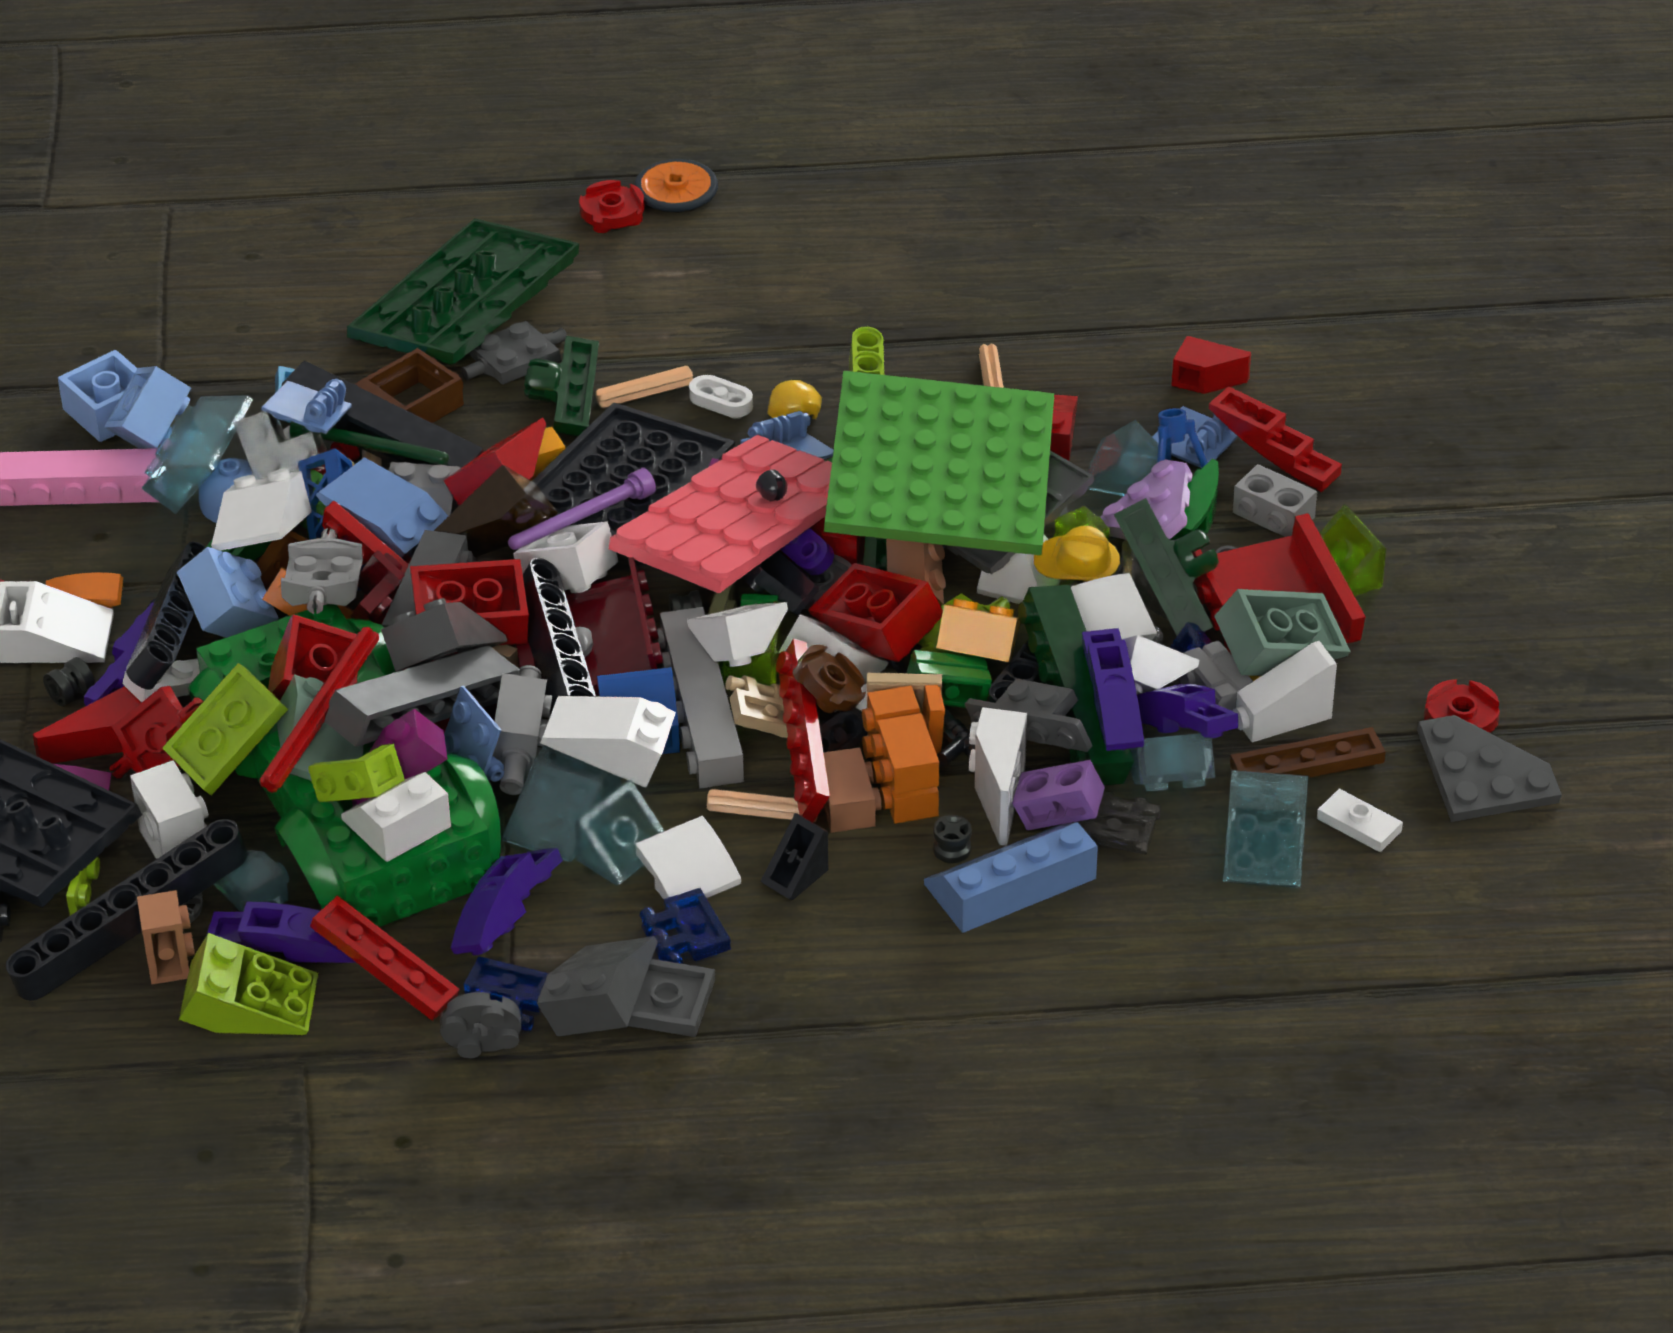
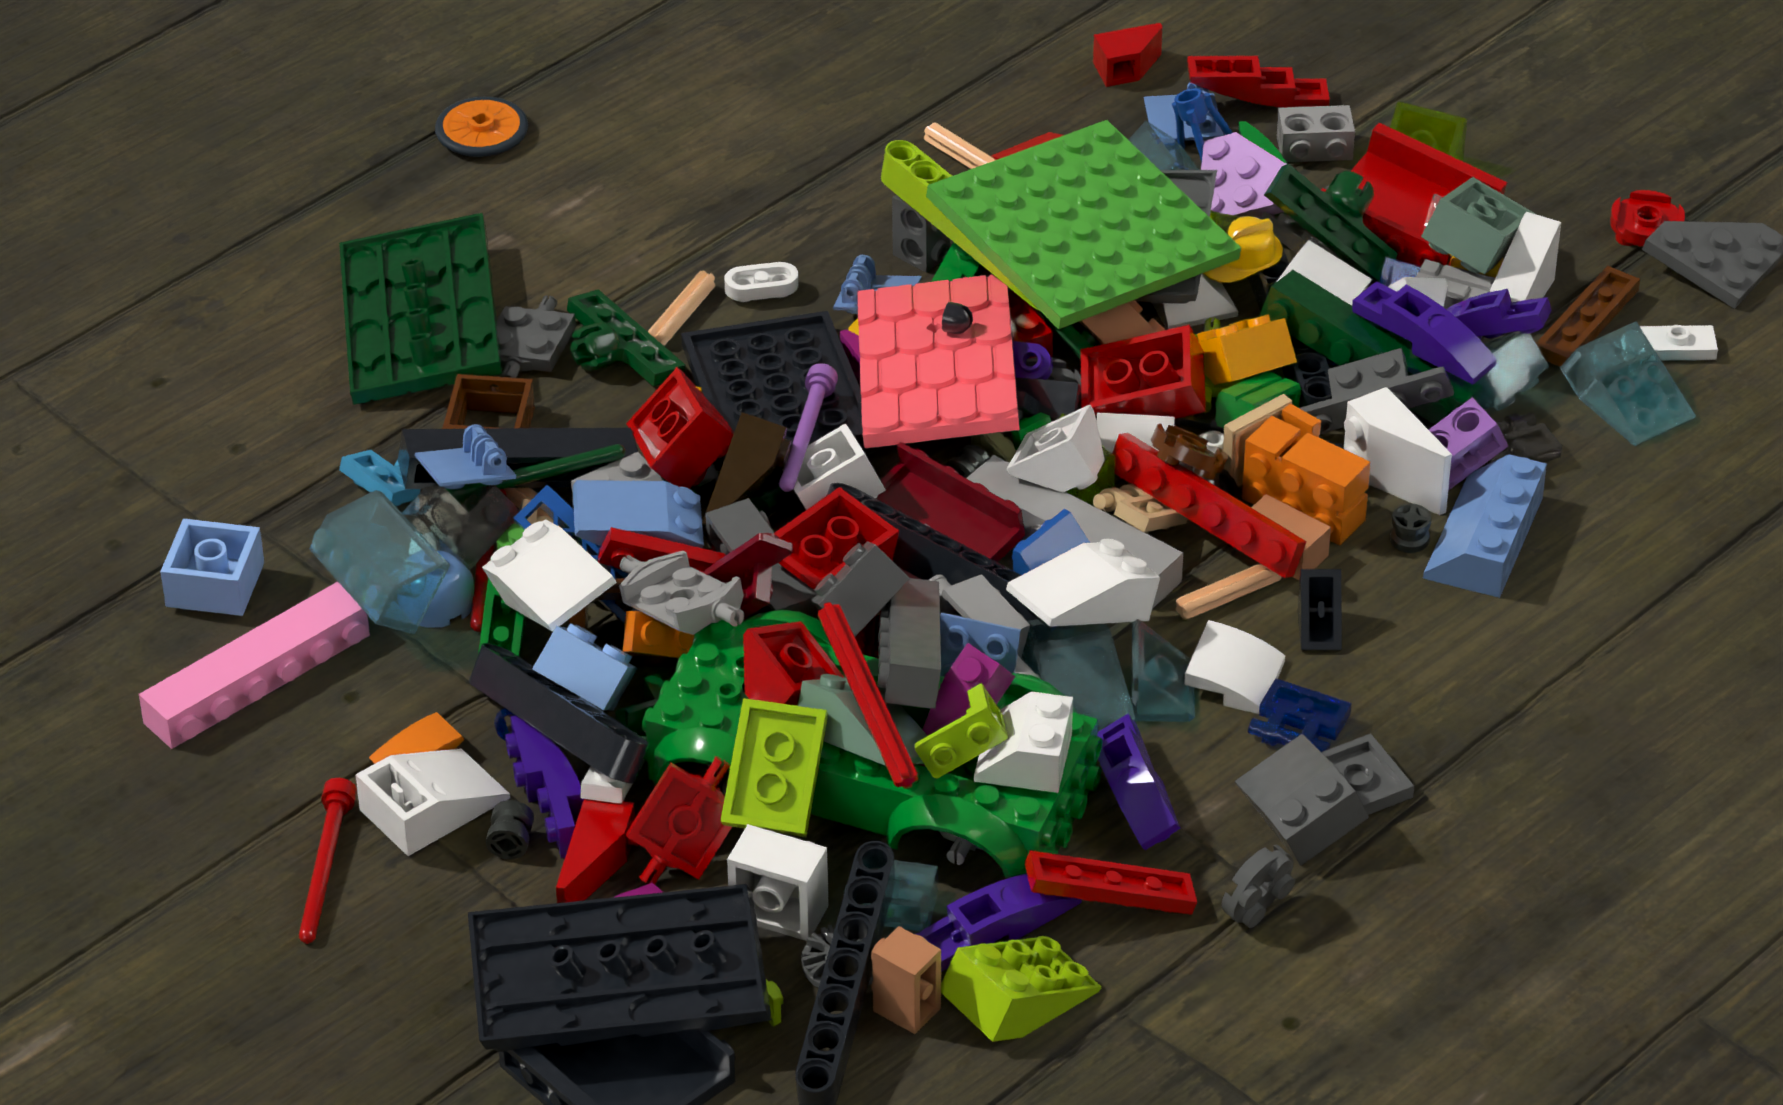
camera: 40 degrees left, 0 degrees up
(148, 407) = (293, 550): light blue brick -> none
(510, 981) = (1216, 848): clear blue plate -> none
(625, 211) = (435, 172): red plate -> none
(793, 397) = (830, 254): yellow hair -> none

